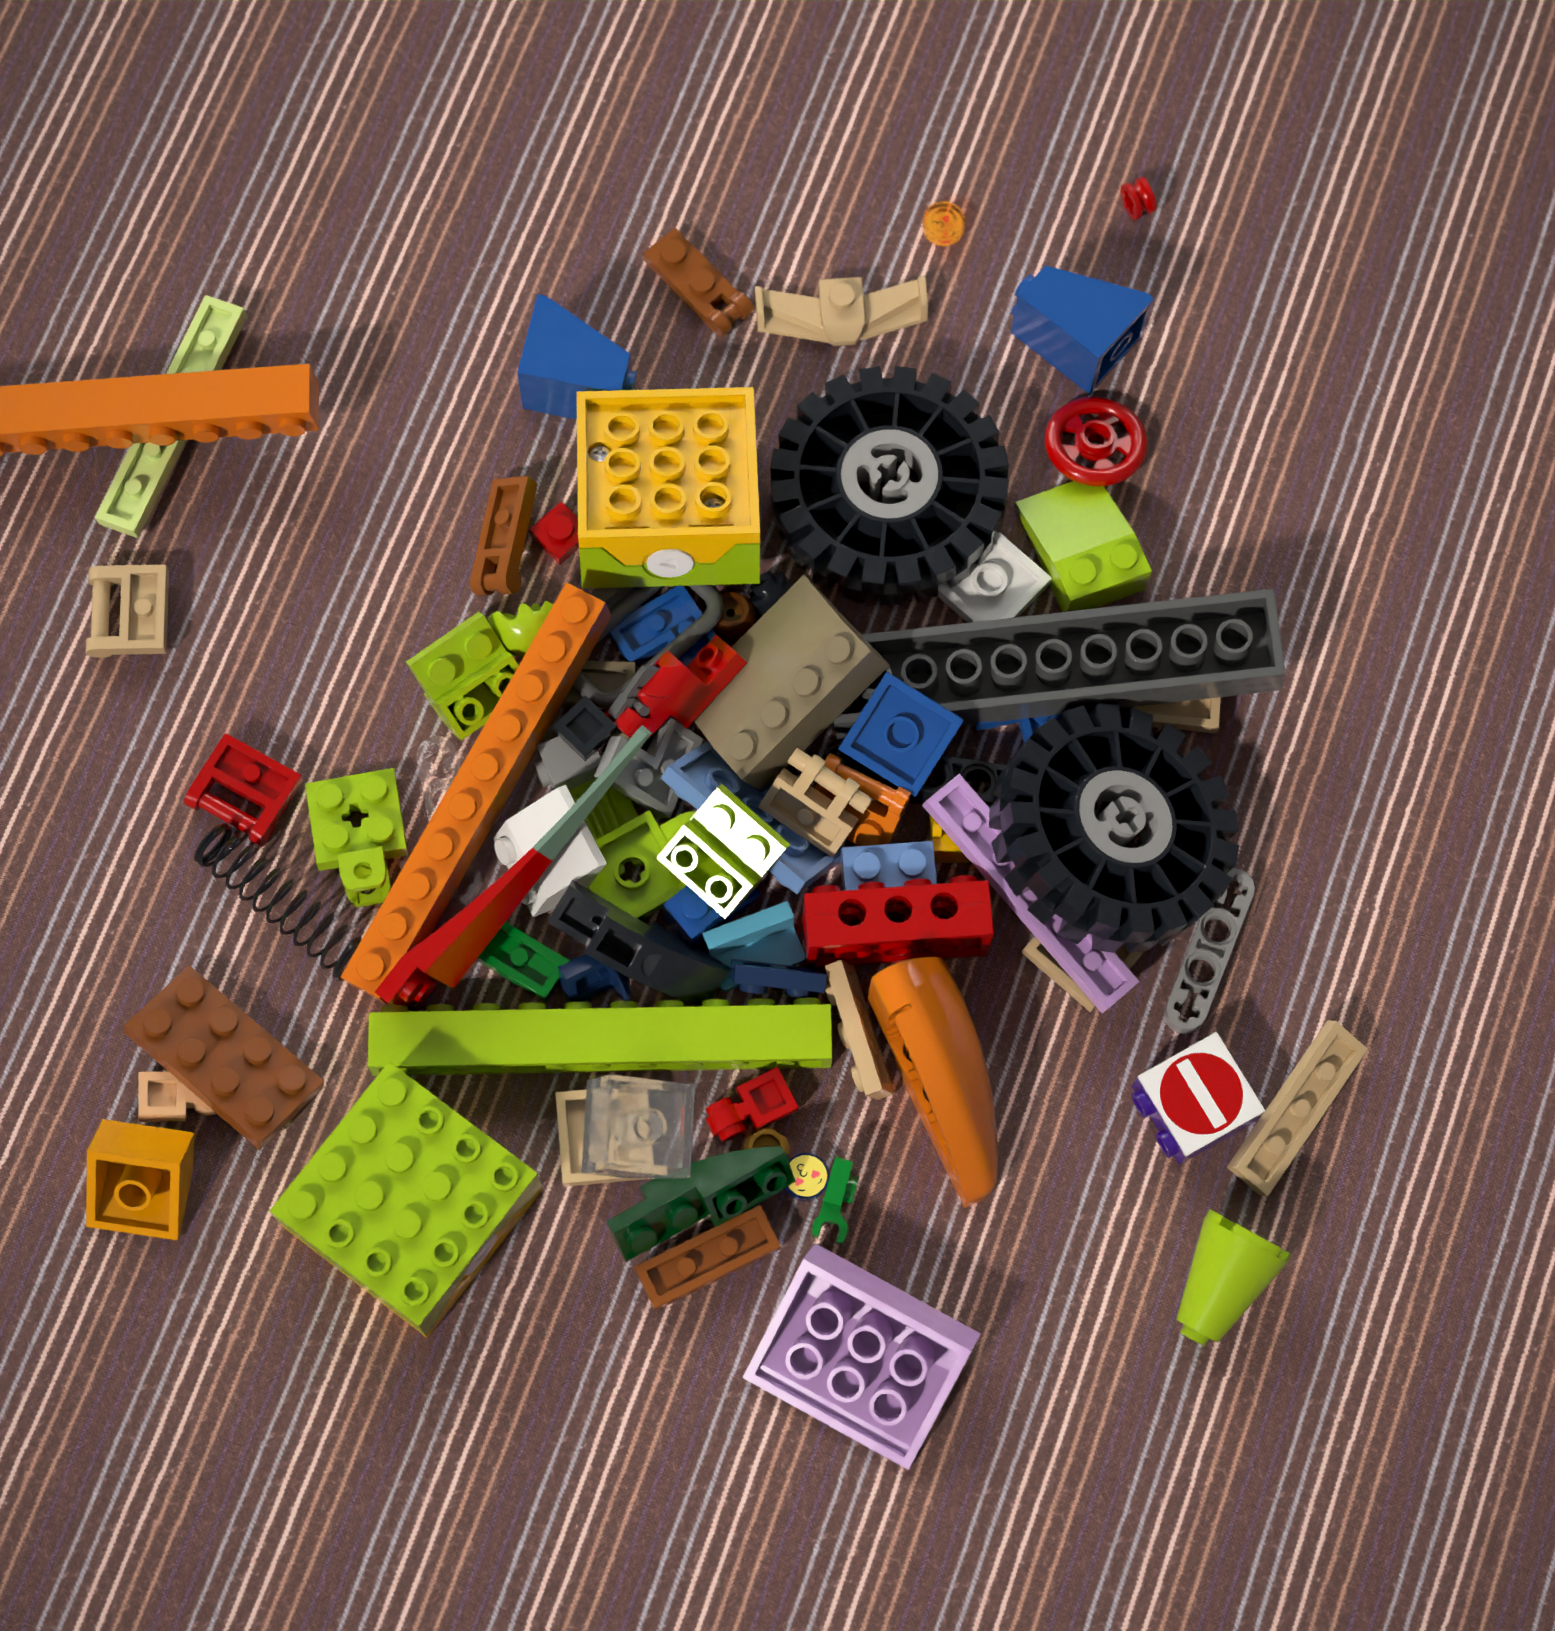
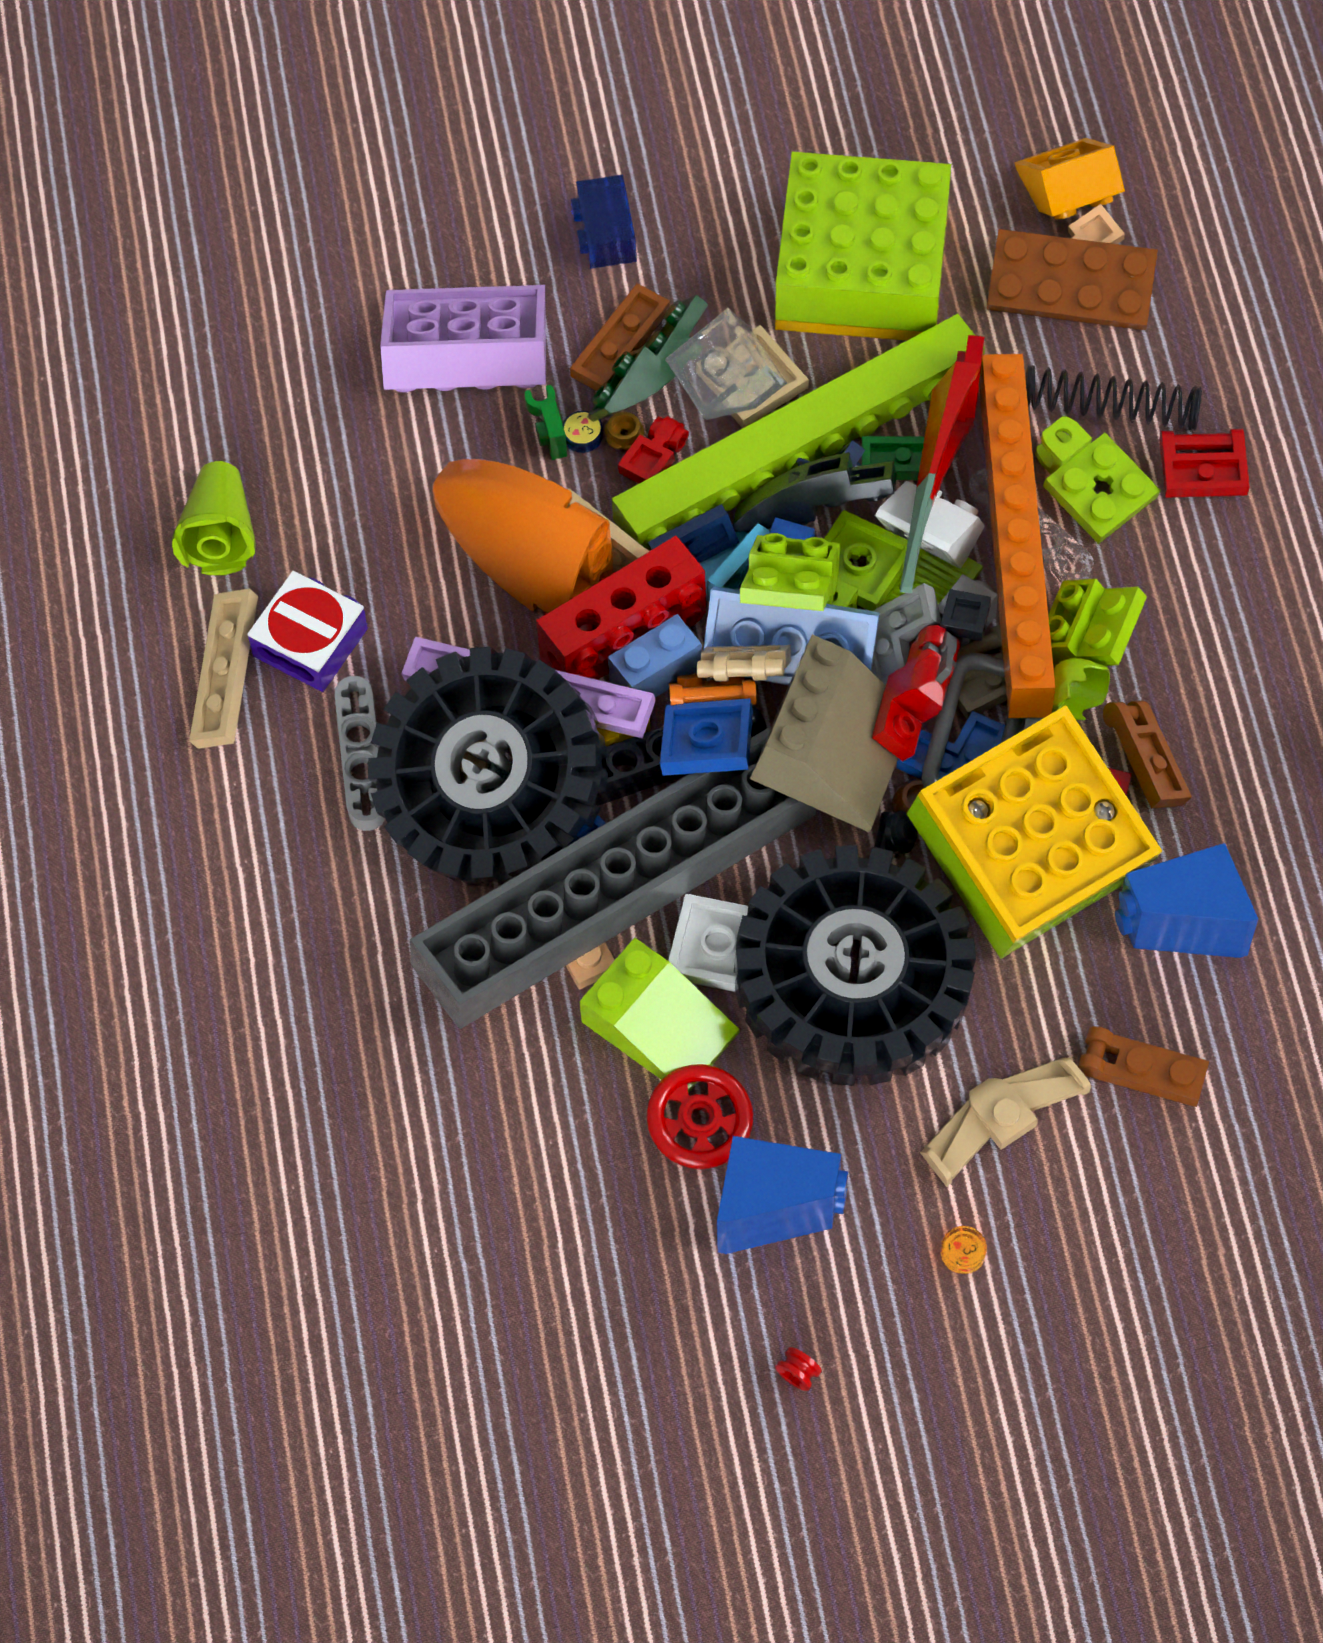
camera: 155 degrees right, 10 degrees down
(640, 1408) = (605, 221): none -> clear blue brick

